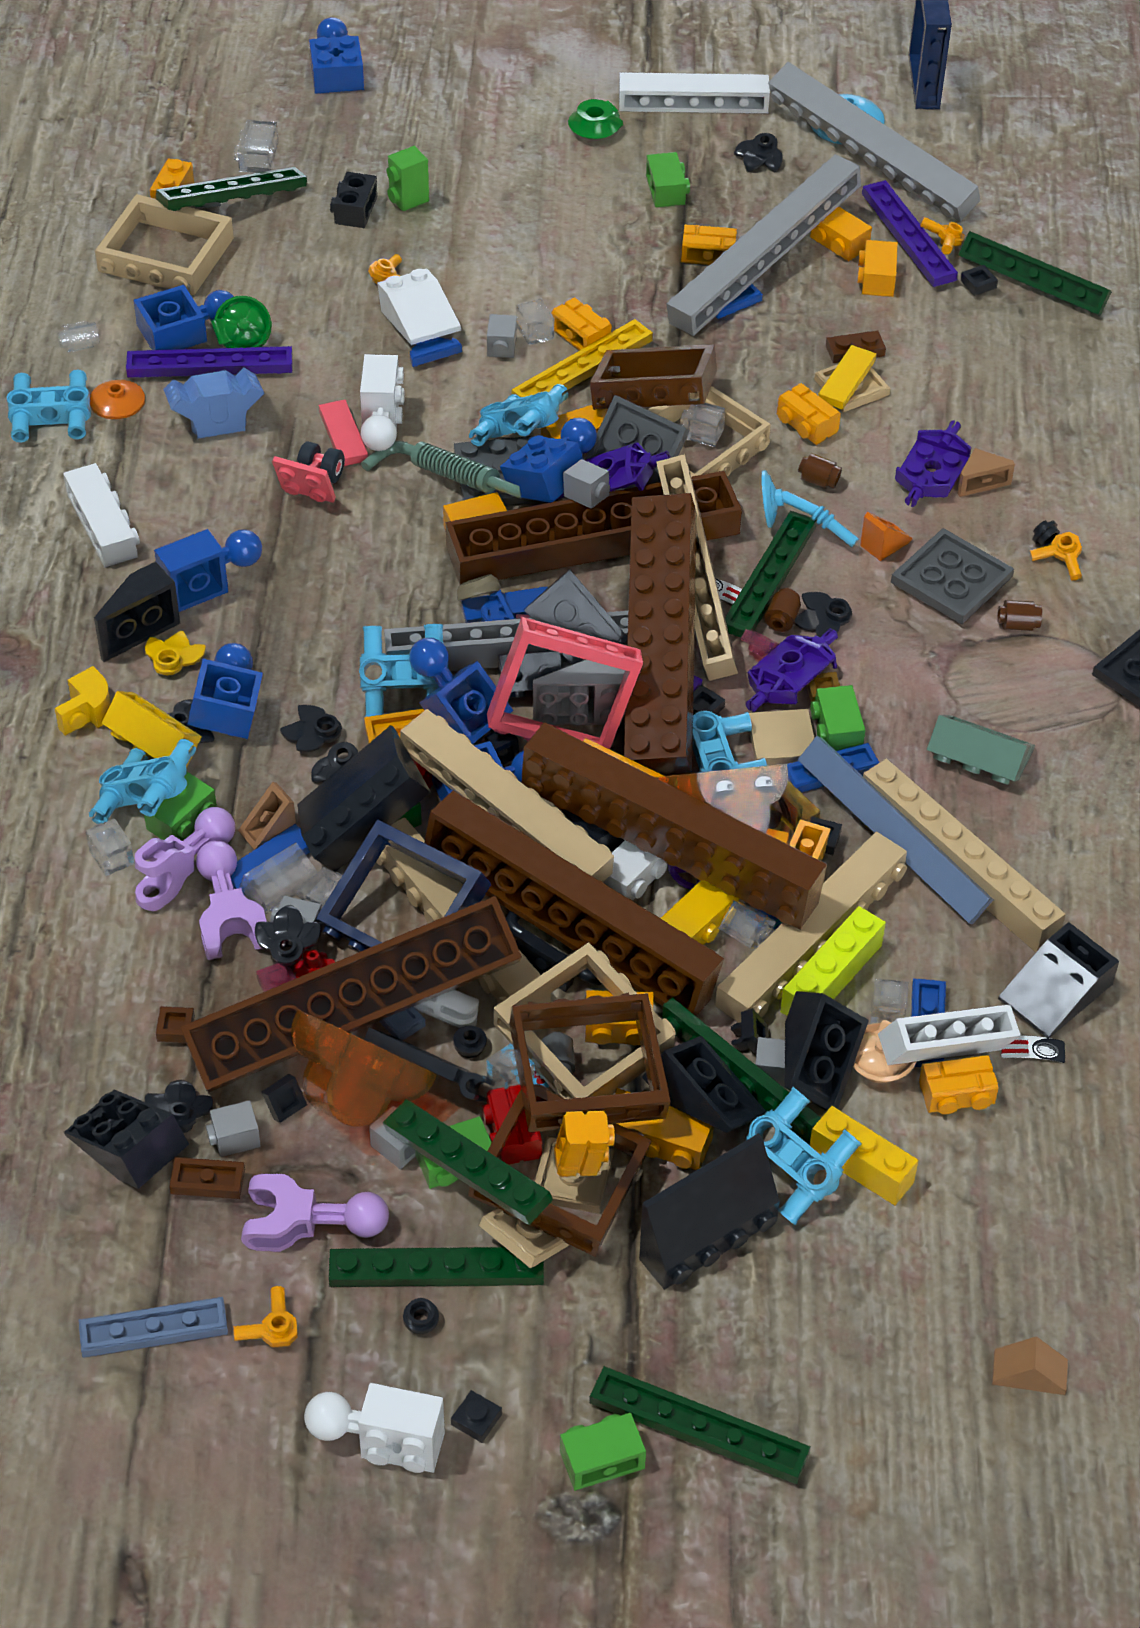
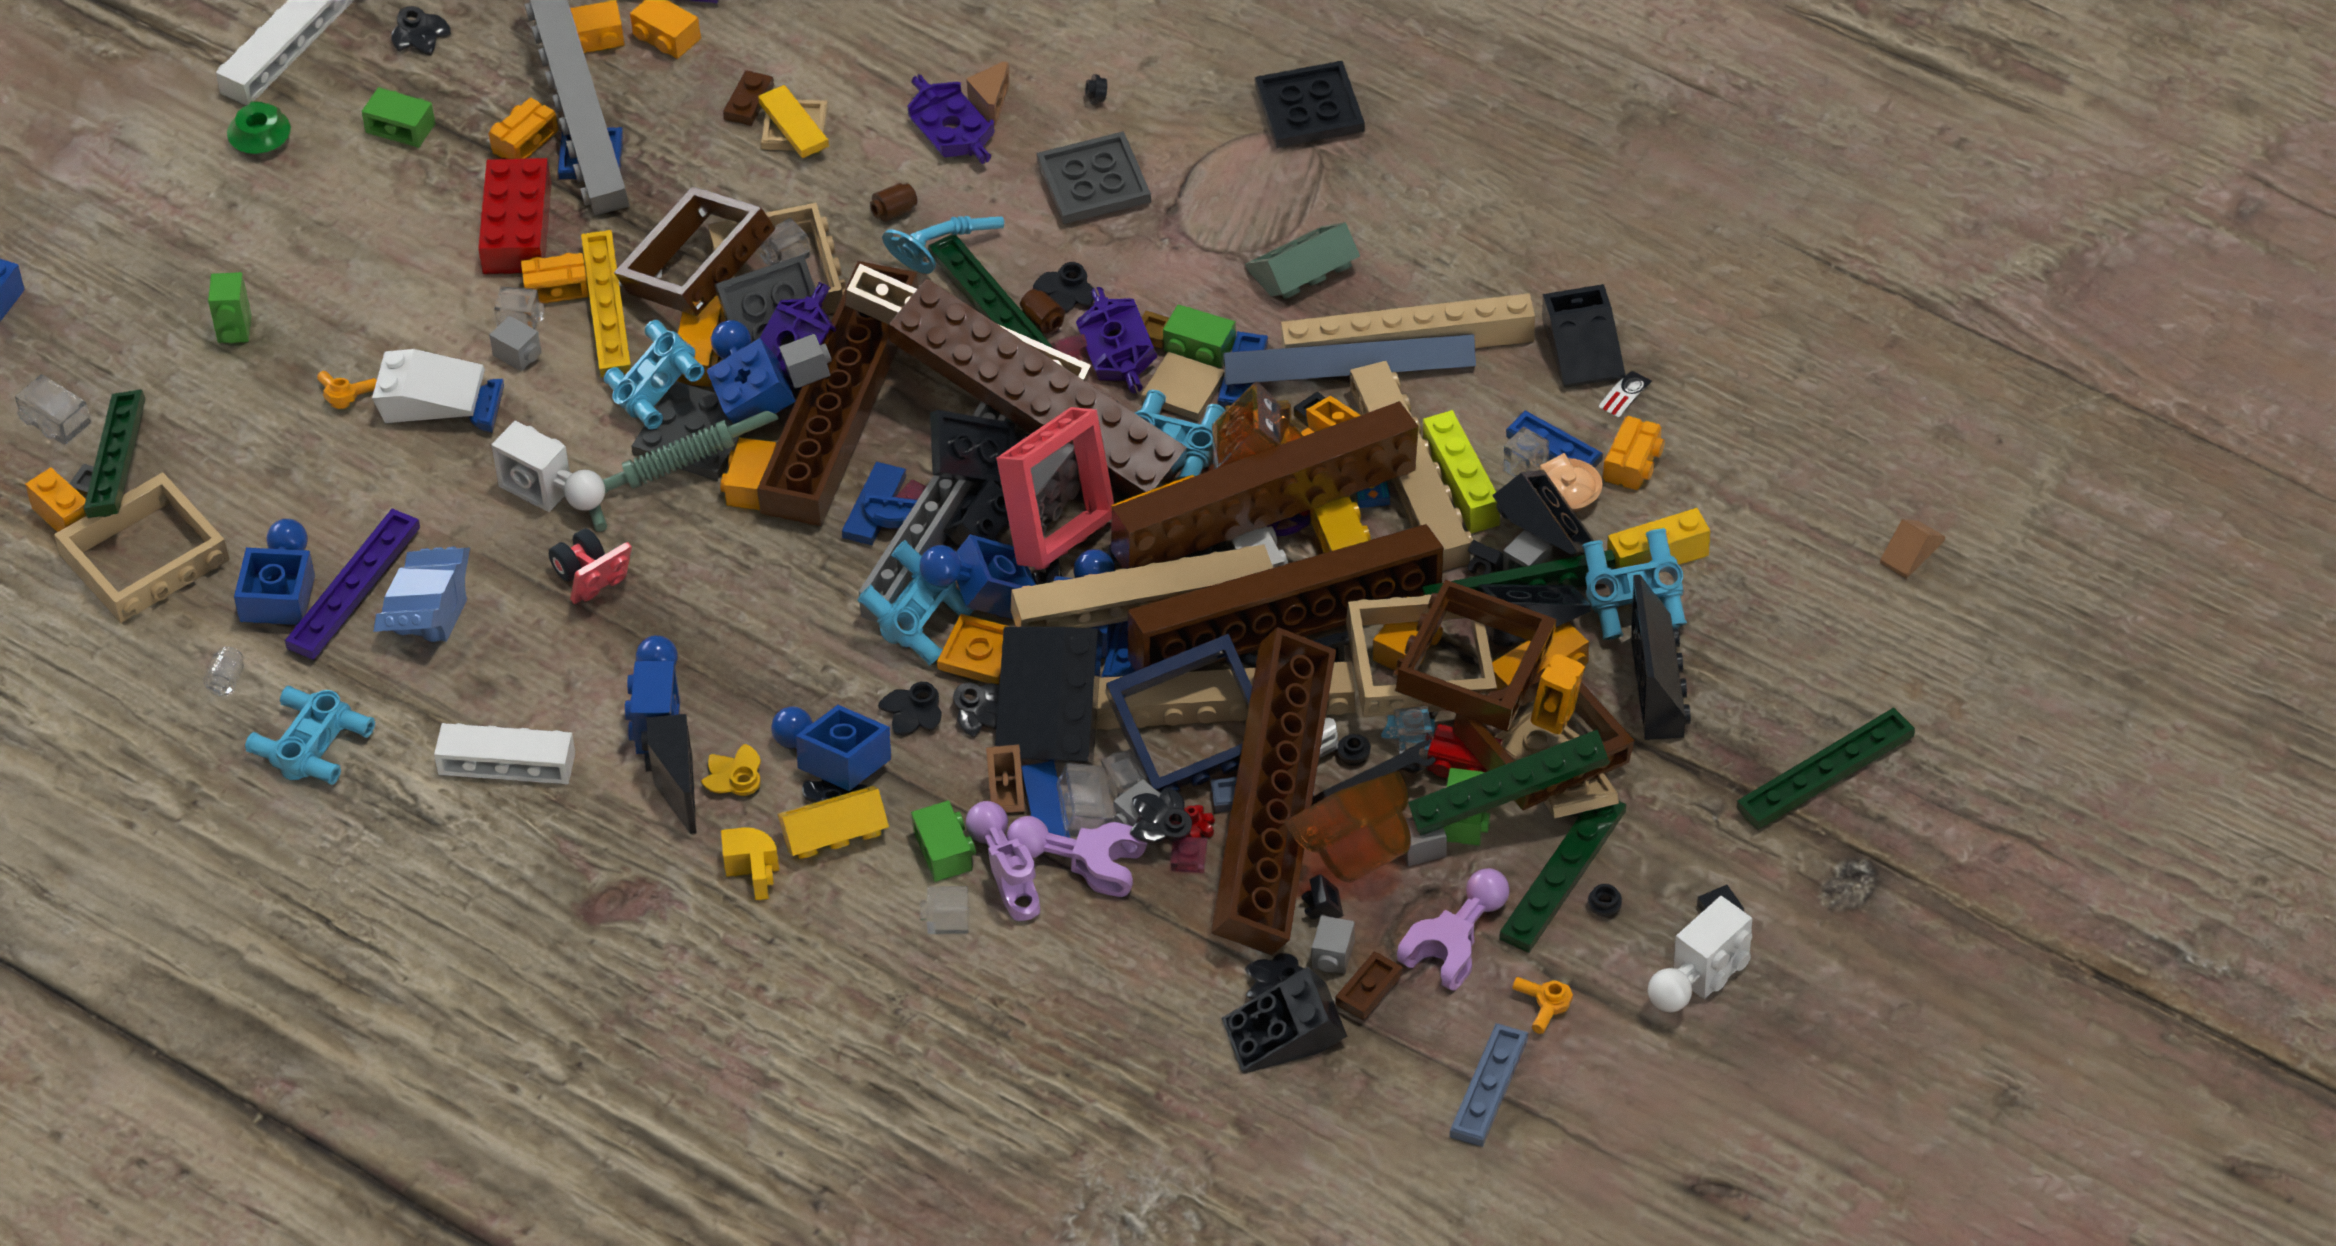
camera: 55 degrees left, 0 degrees up
(117, 399) = (338, 674): orange dish -> none
(142, 781) = (902, 847): medium azure piece -> none
(170, 1021) = (1187, 943): reddish brown plate -> none
(242, 323) = (333, 531): green piece -> none
(343, 431) = (538, 522): coral tile -> none
(354, 199) = (210, 367): black brick -> none
(478, 586) = (850, 511): dark tan piece -> none
(602, 1450) = (1809, 838): bright green brick -> none
(624, 276) = (514, 213): none -> red brick
(747, 924) = (1380, 504): clear brick -> none
(808, 414) = (814, 173): light orange brick -> none
(882, 537) = (1011, 201): orange slope -> none
(948, 1034) = (1594, 427): white brick -> none
(1019, 615) = (1177, 156): reddish brown brick -> none
(1065, 548) = (1124, 86): light orange piece -> none

